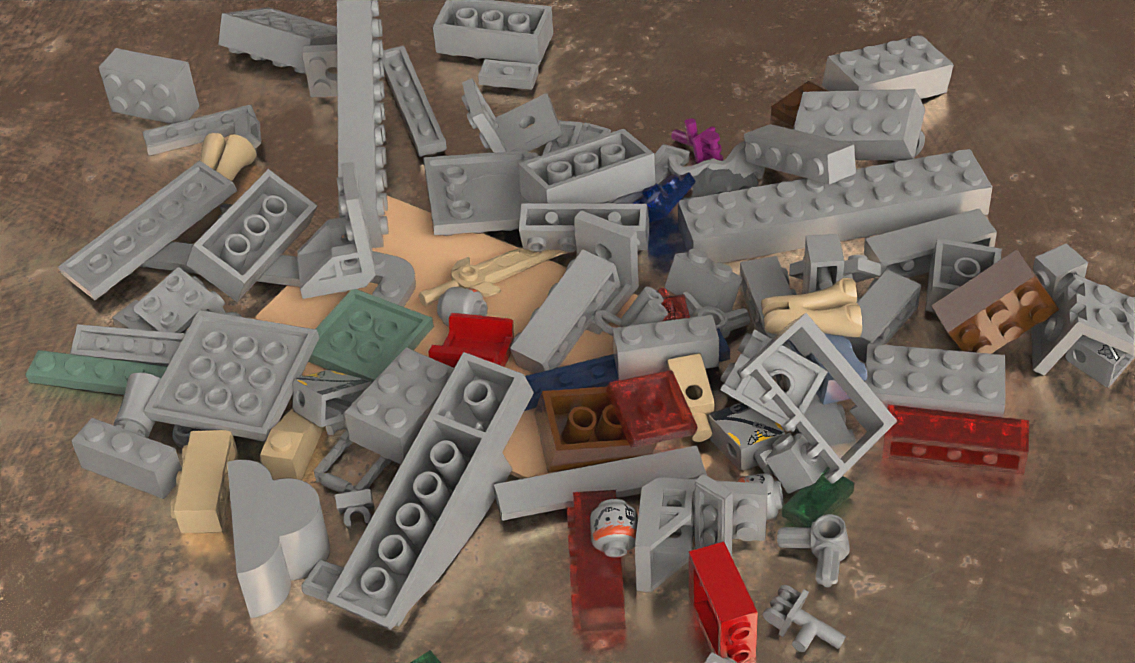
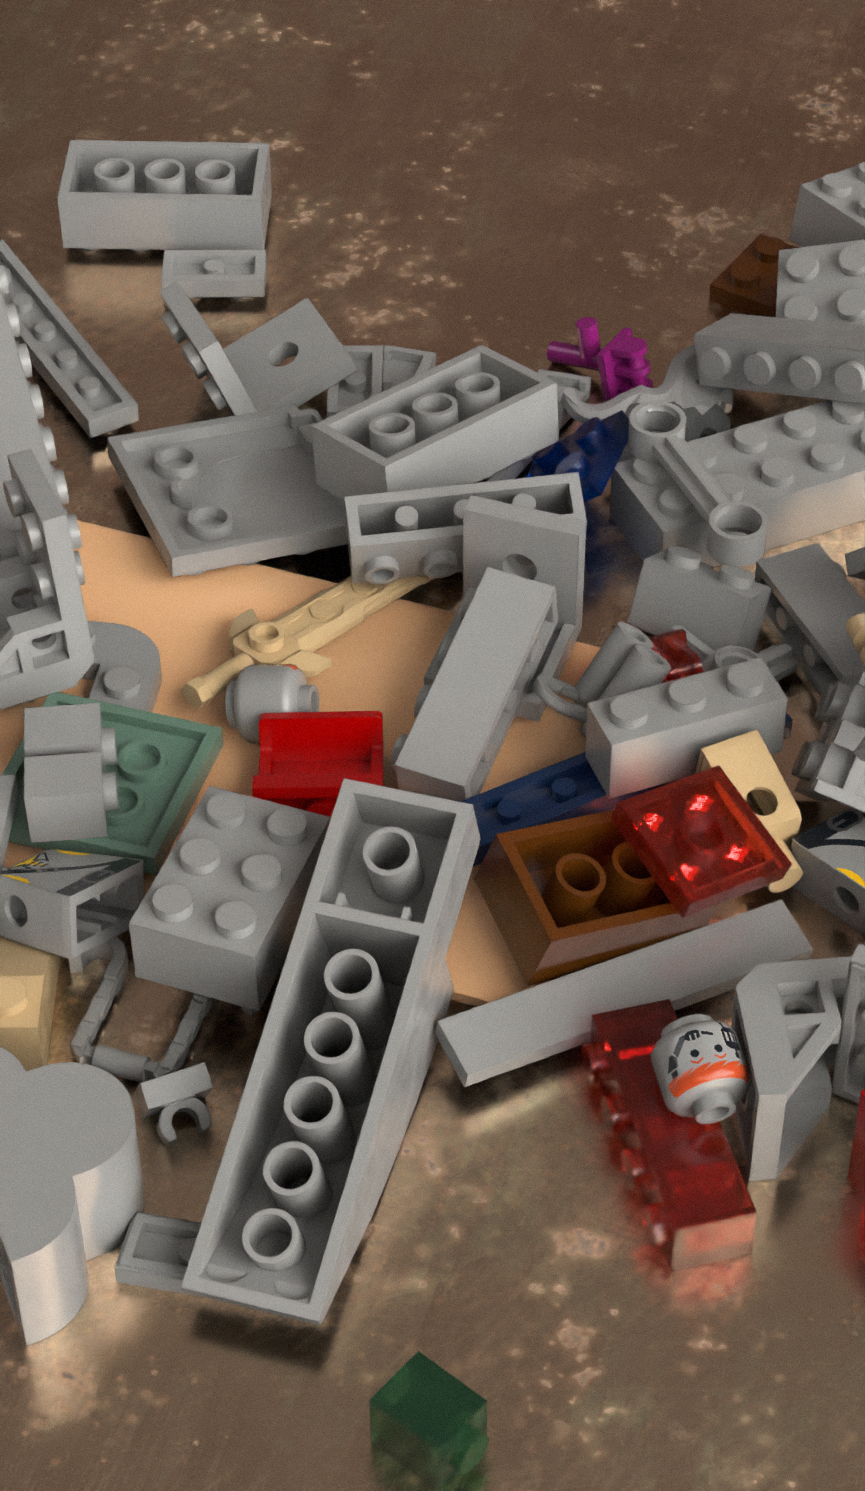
camera: 15 degrees left, 0 degrees up
(343, 331) = (67, 773): none -> light grey piece
(715, 216) = (698, 483): none -> light grey piece

